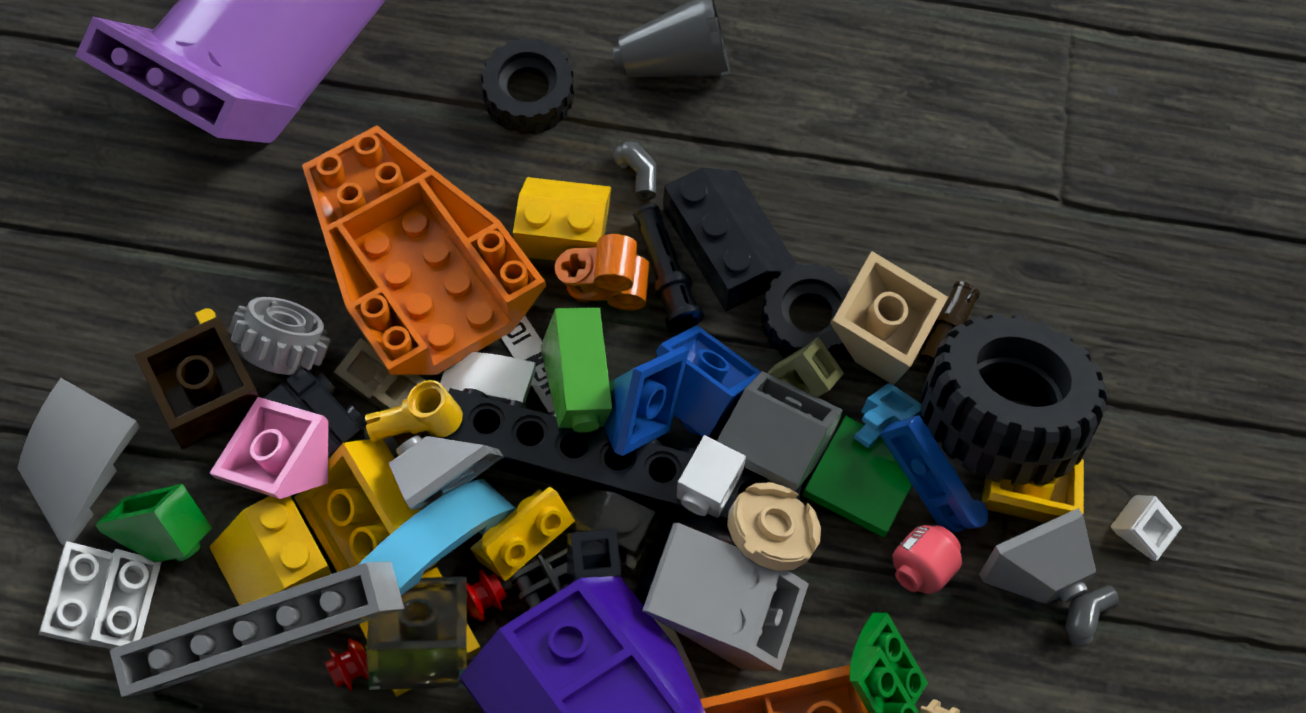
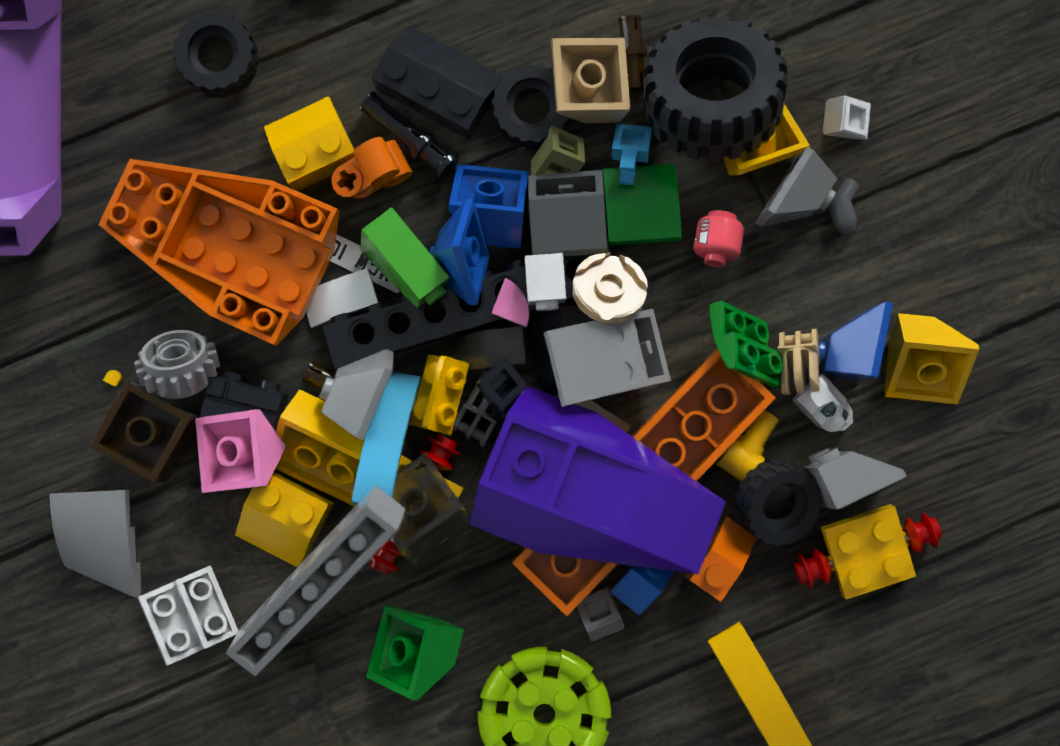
camera: 30 degrees left, 20 degrees up
(157, 524) = (190, 546): green slope -> none
(369, 378) = (253, 350): dark tan slope -> none
(417, 414) = (313, 364): yellow pin -> none
(644, 166) = (339, 64): dark grey arm -> none
(659, 483) = (511, 304): none -> bright pink tile
(933, 475) = (690, 178): blue plate -> none

